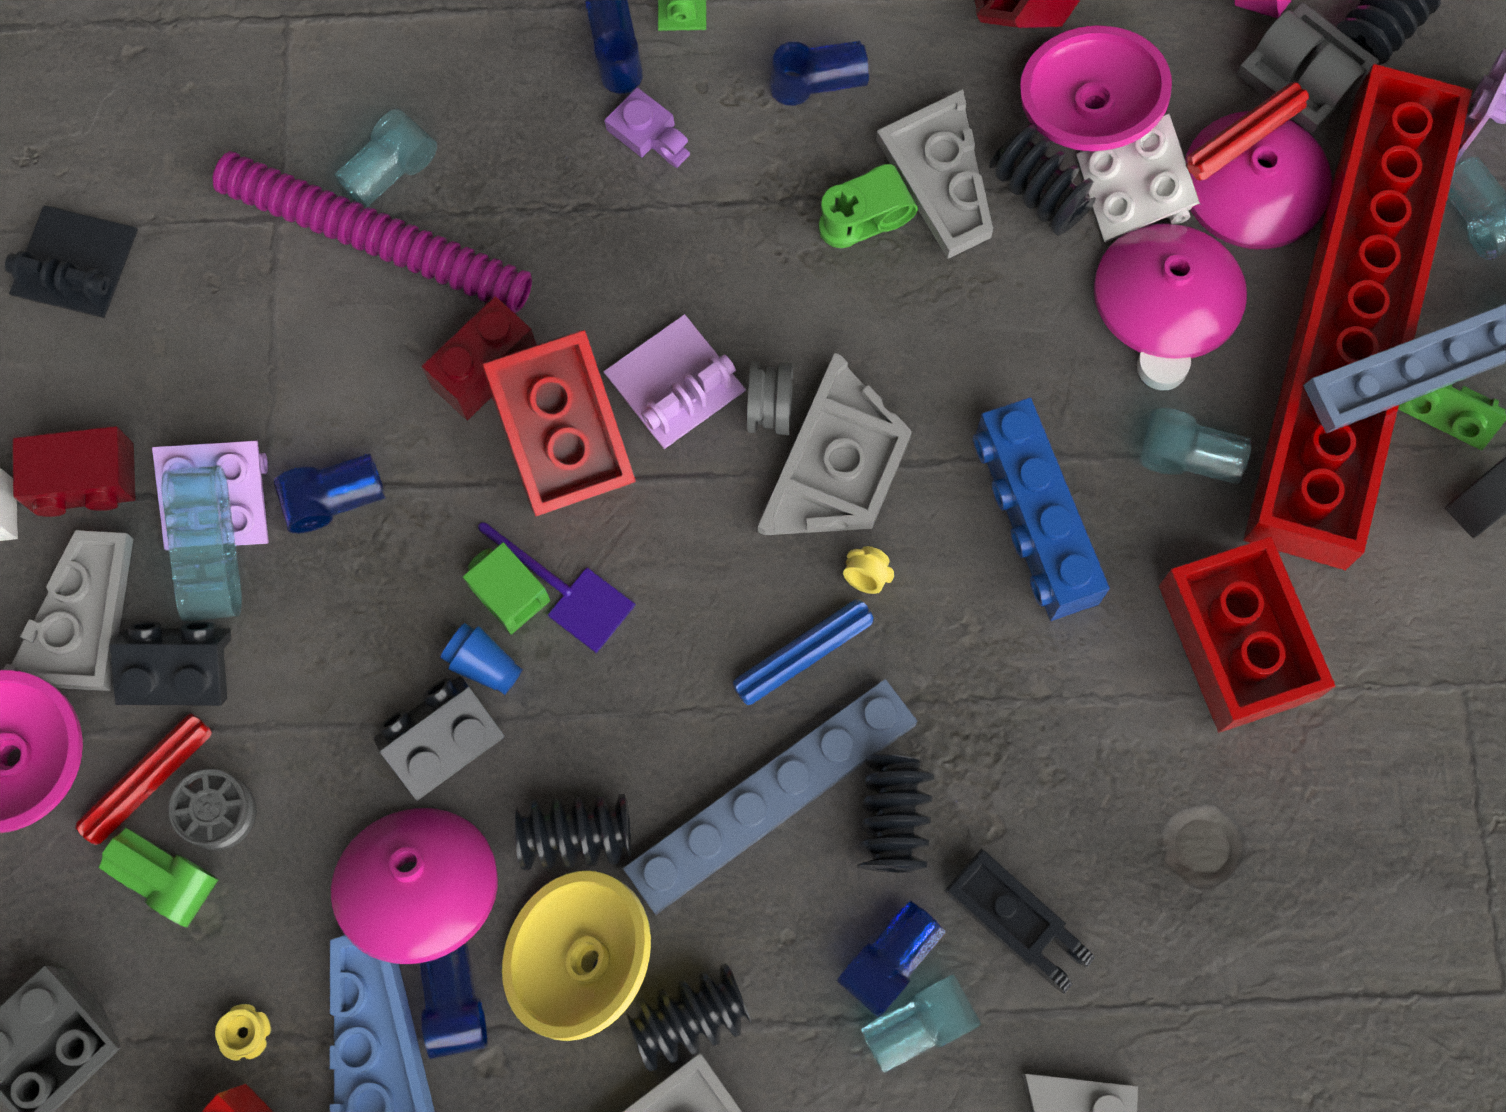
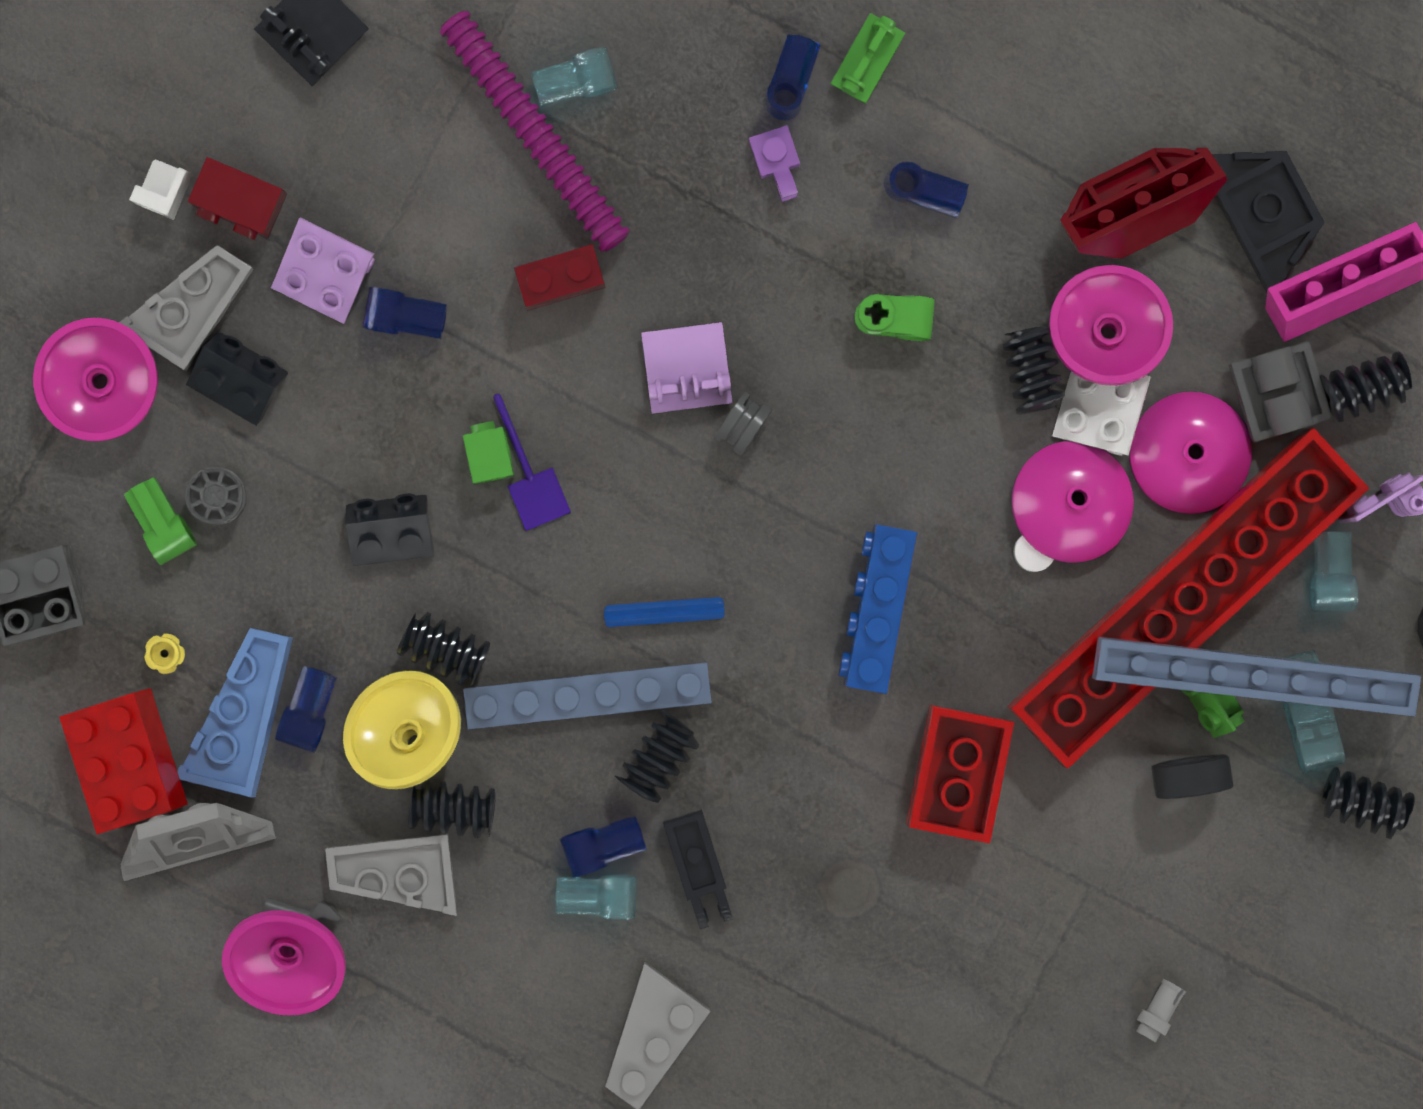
camera: 30 degrees right, 15 degrees up
(143, 779) = (180, 446): red axle -> none
(201, 543) = (299, 307): clear light blue beam -> none
(419, 911) = (317, 647): dark pink dish -> none
(480, 659) = (445, 494): blue cone -> none
(558, 422) = (585, 363): red brick -> none
(838, 460) = (767, 492): light grey wing -> none
(868, 569) = (740, 581): light yellow plate -> none
(941, 172) = (966, 317): light grey wing -> none
(1180, 445) = (1005, 617): clear light blue piece -> none
(1247, 131) = (1196, 422): red axle -> none

